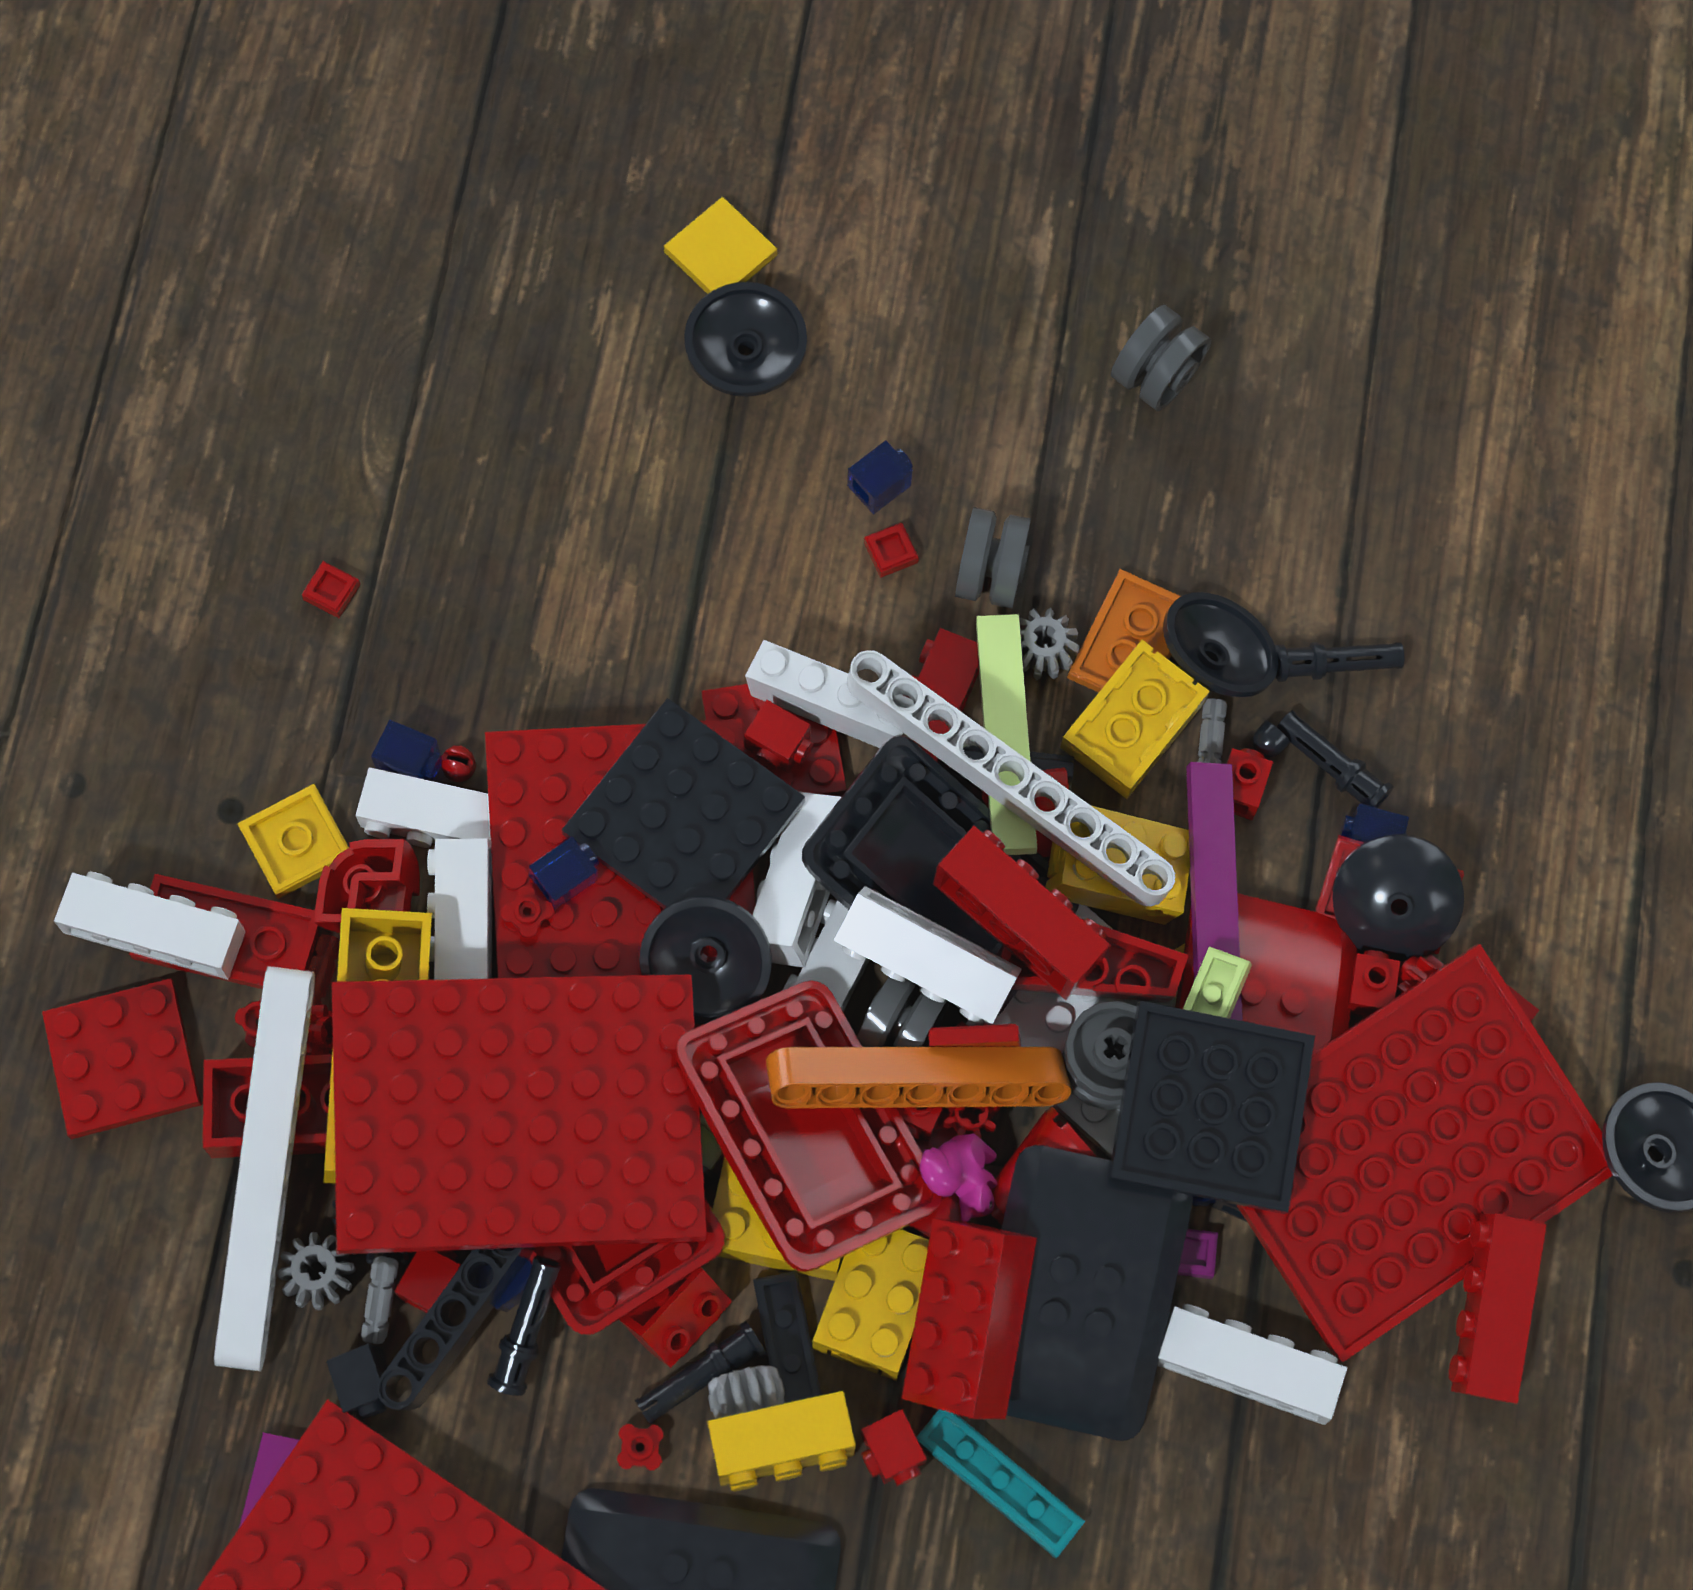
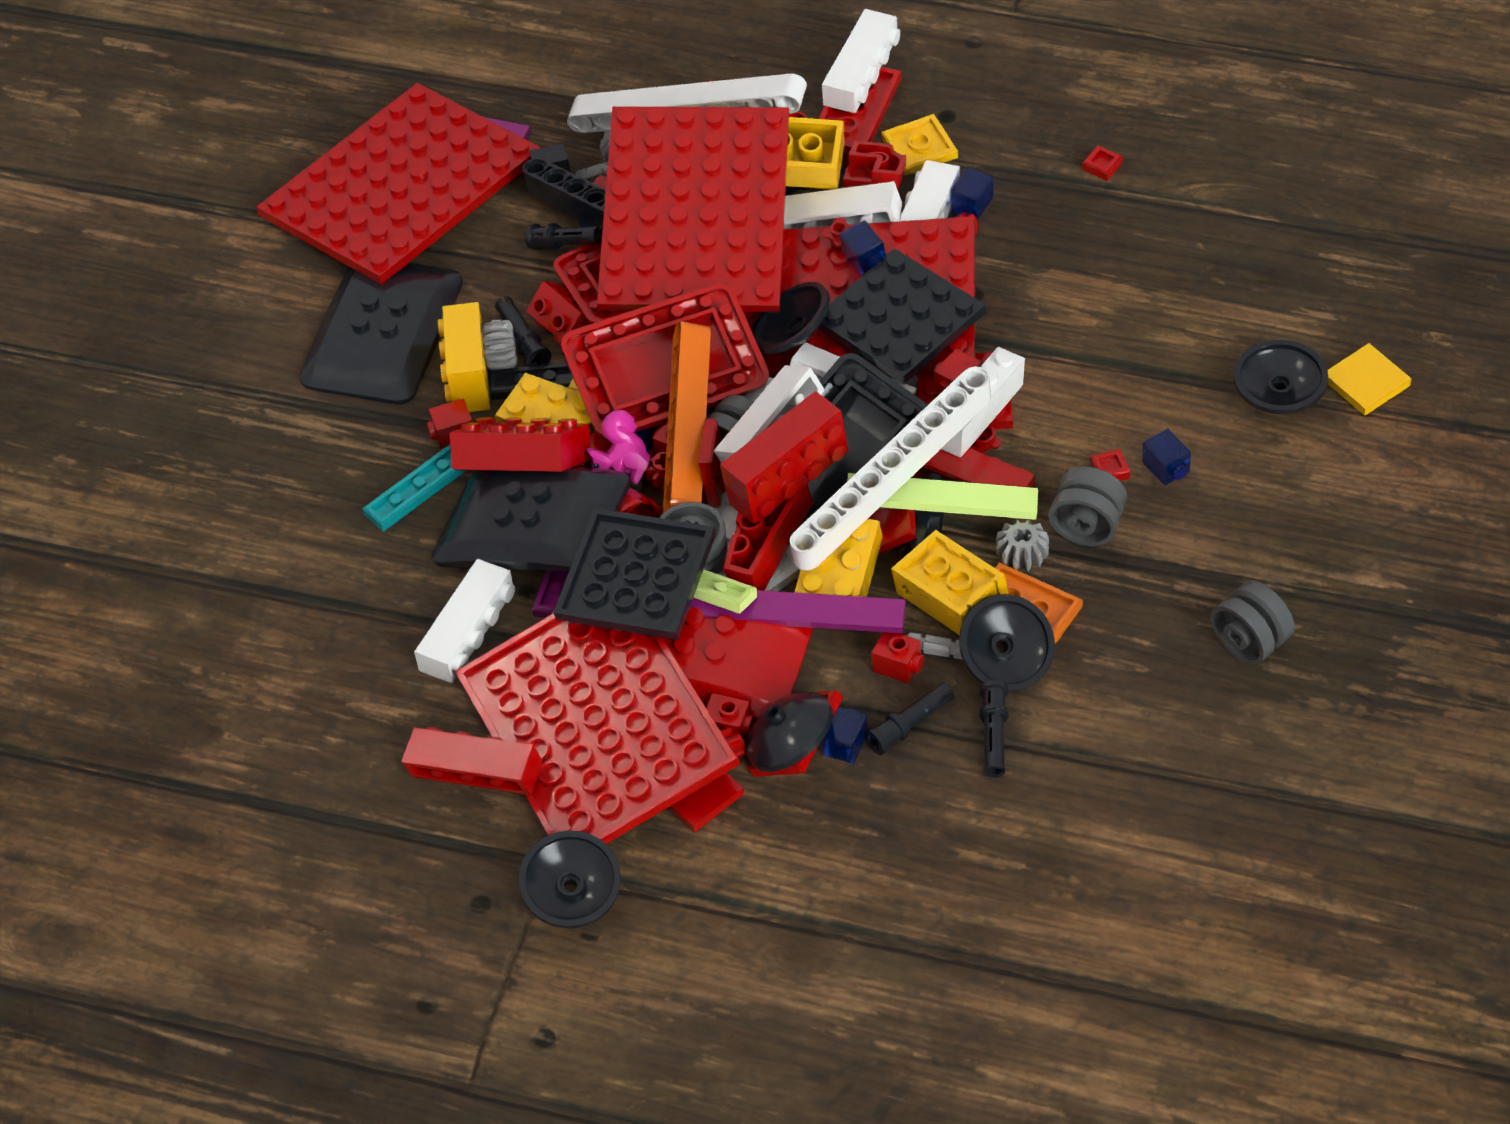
camera: 105 degrees right, 20 degrees down
(121, 1058) = (784, 52): red plate -> none
(649, 1456) = (485, 300): red plate -> none
(1269, 740) = (931, 678): black hinge -> none

